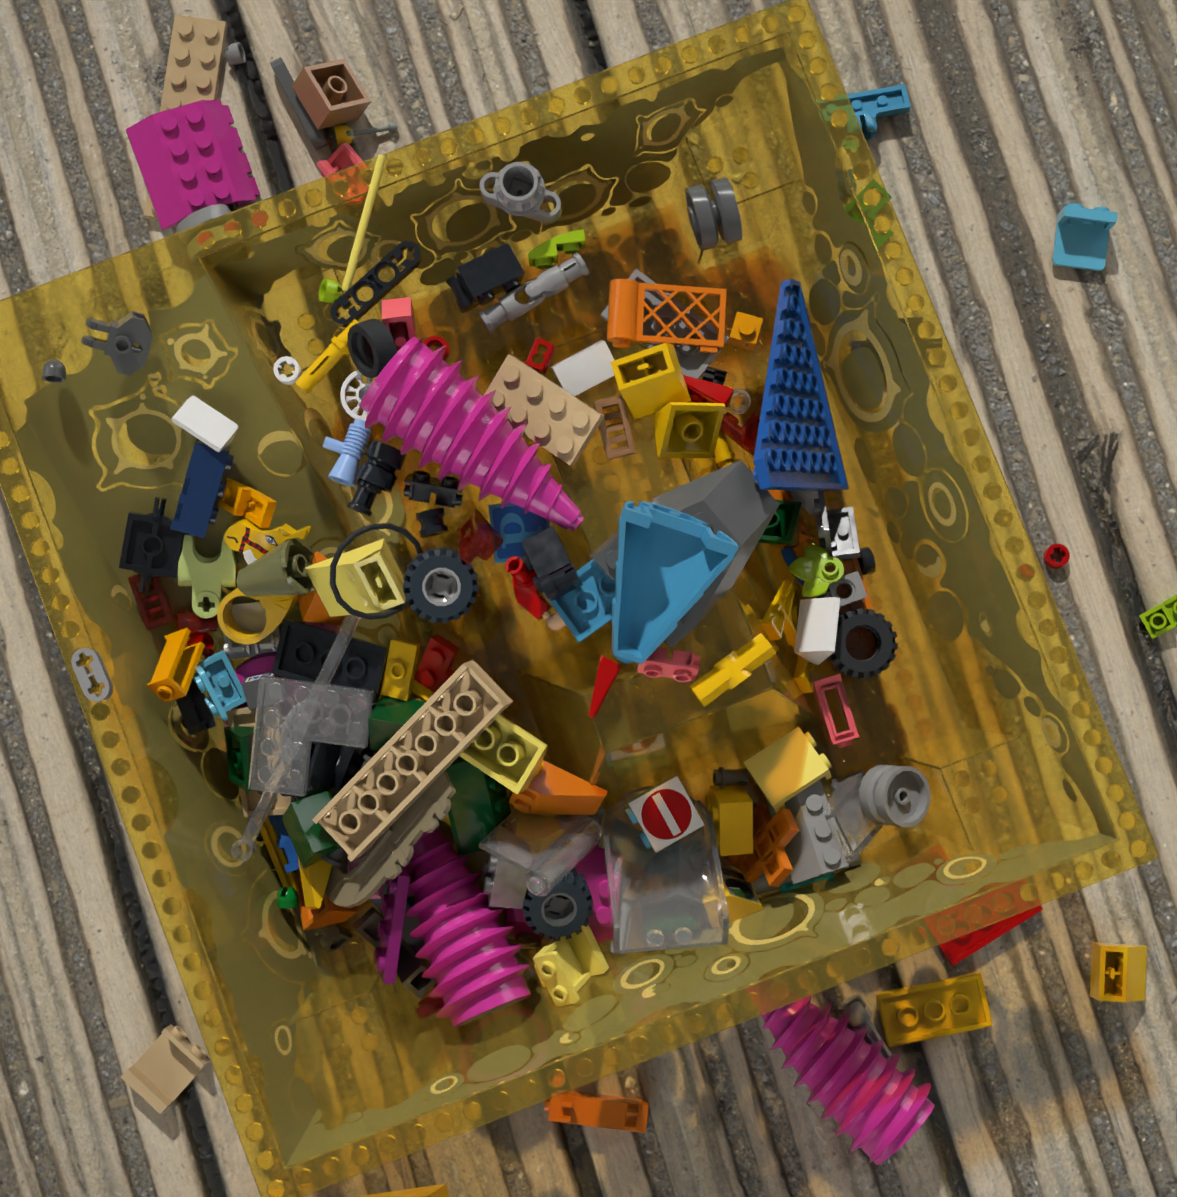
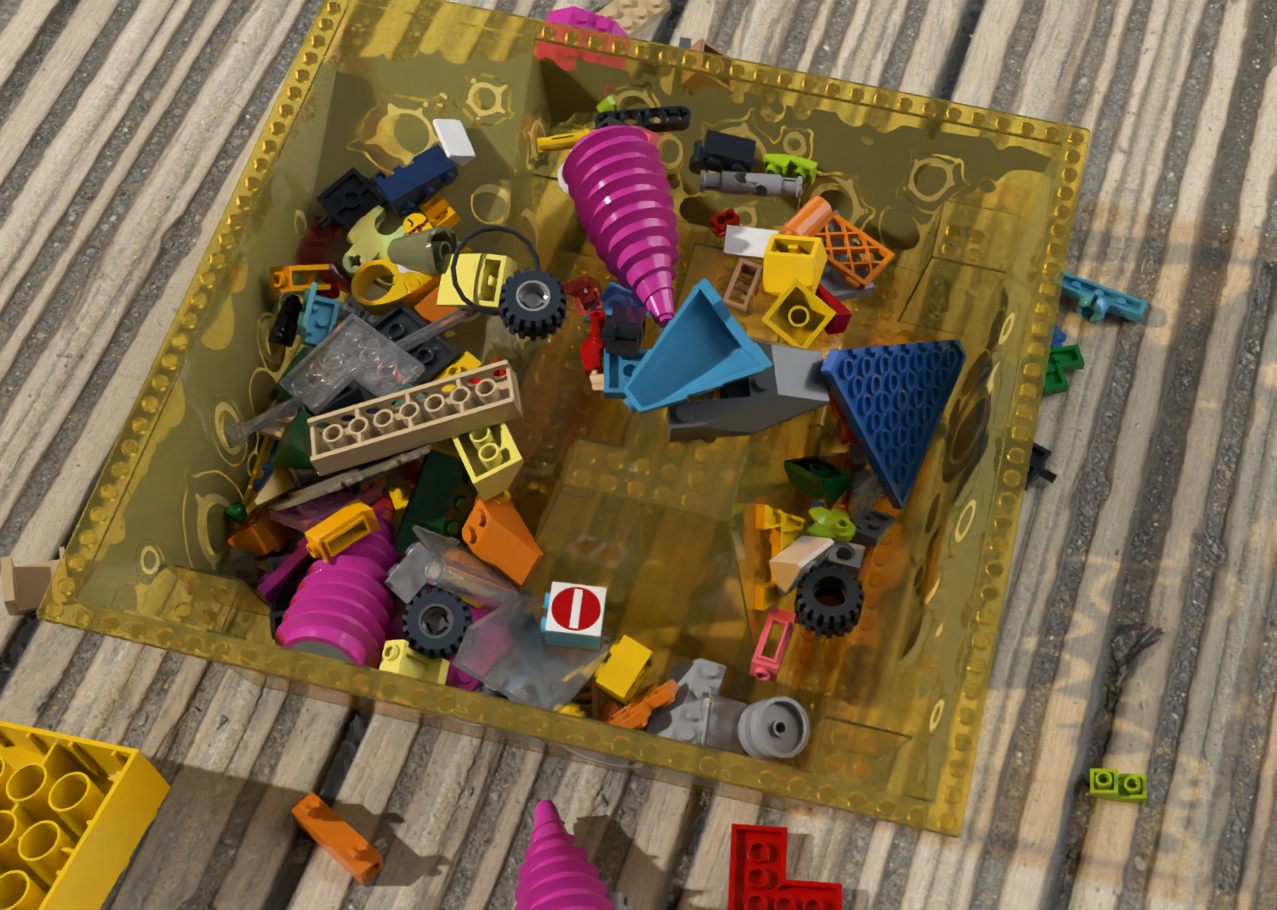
camera: 30 degrees right, 30 degrees down
(54, 371) = (380, 45): dark grey hinge -> none
(86, 678) = (237, 210): light grey beam -> none
(120, 340) = (441, 49): dark grey hinge -> none
(235, 54) = (661, 23): light grey hinge -> none
(282, 377) = (537, 125): white bush -> none
(351, 453) = (538, 199): light blue piece -> none
(363, 224) = (667, 79): light yellow axle -> none
(364, 498) = (531, 222): black bush -> none
(381, 466) = (556, 214): black wheel -> none
(418, 892) = (341, 530): none -> light orange window
(423, 485) = (573, 245): black hinge -> none
(432, 522) = (562, 267): black wheel -> none
(520, 192) = (786, 119): light grey beam -> none
(551, 413) = (702, 247): tan plate -> none
(604, 680) = (598, 430): red slope -> none
(682, 667) = (655, 448): coral hinge -> none
(713, 213) = (915, 204): dark grey wheel -> none
(730, 777) = (649, 642): dark grey pin -> none
(732, 669) = (706, 481): yellow piece -> none
(787, 767) = (702, 656): light yellow panel -> none
(867, 561) = (877, 558): black tile -> none
(1050, 550) = (1044, 690): red bush -> none
(1082, 237) = (1226, 475): medium azure bracket -> none

